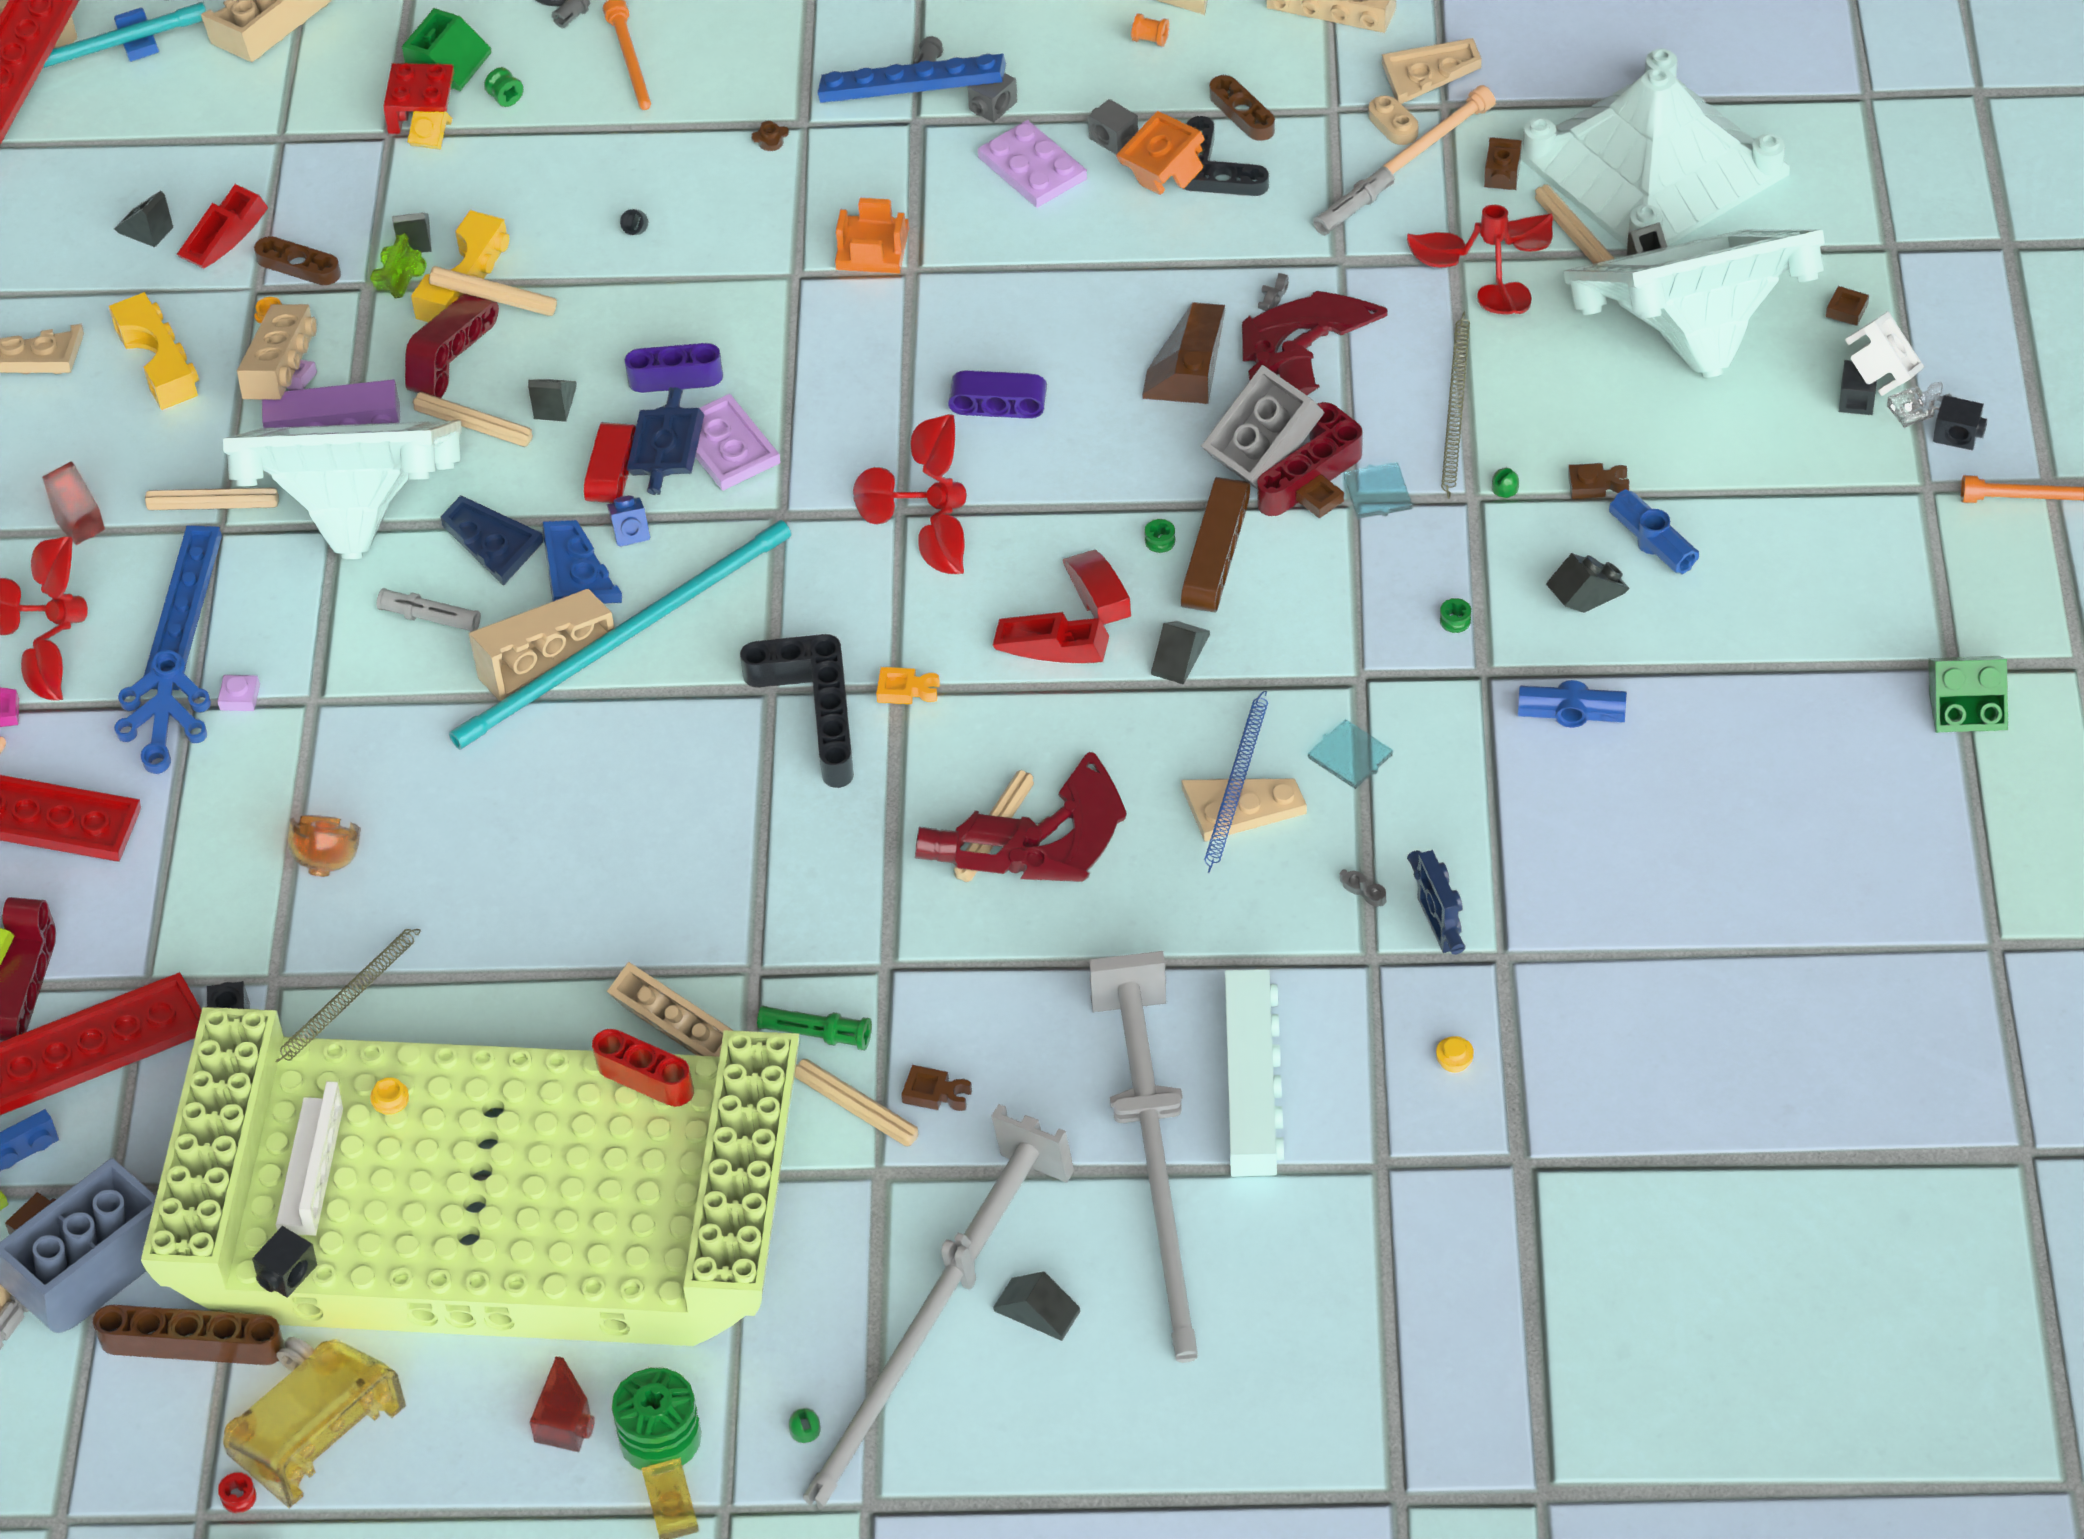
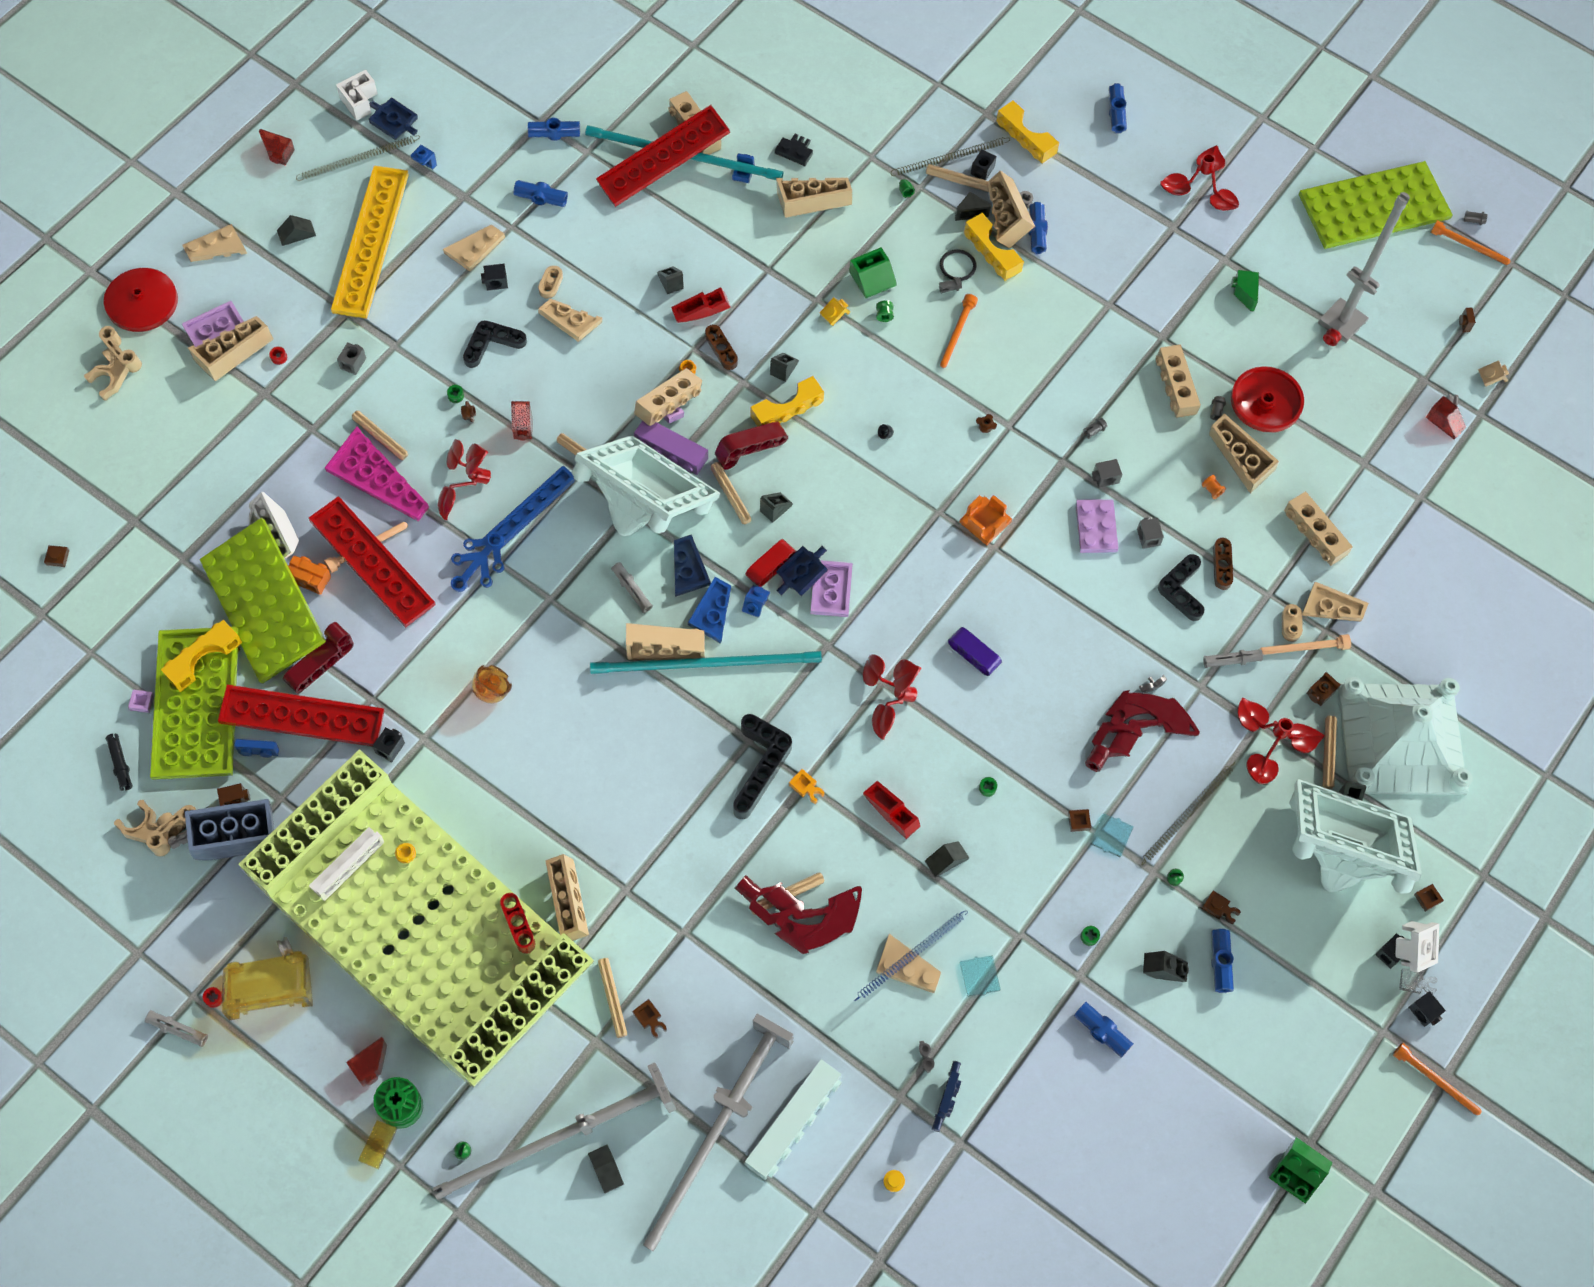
camera: 30 degrees right, 15 degrees up
(141, 326) = (616, 374): yellow arch -> none
(173, 1325) = (246, 894): reddish brown beam -> none
(238, 692) = (520, 572): lavender plate -> none
(284, 1262) = (296, 909): black brick -> none
(344, 990) = (419, 784): olive piece -> none
(399, 267) = (762, 383): clear neon green hips -> none
(416, 89) = (841, 288): red bracket -> none
(492, 291) = (788, 429): tan axle -> none
(673, 366) = (844, 536): dark purple beam -> none
(831, 1028) = (630, 950): green pin -> none
(912, 77) = (1075, 438): blue plate -> none
(1098, 586) = (935, 795): red slope -> none
(1163, 150) = (1158, 568): orange panel -> none
(1188, 358) = (1081, 693): reddish brown wedge -> none
(1215, 544) = (1008, 812): reddish brown beam -> none
(1262, 426) = (1076, 767): light grey brick -> none
(1332, 449) = (1085, 796): dark red beam -> none

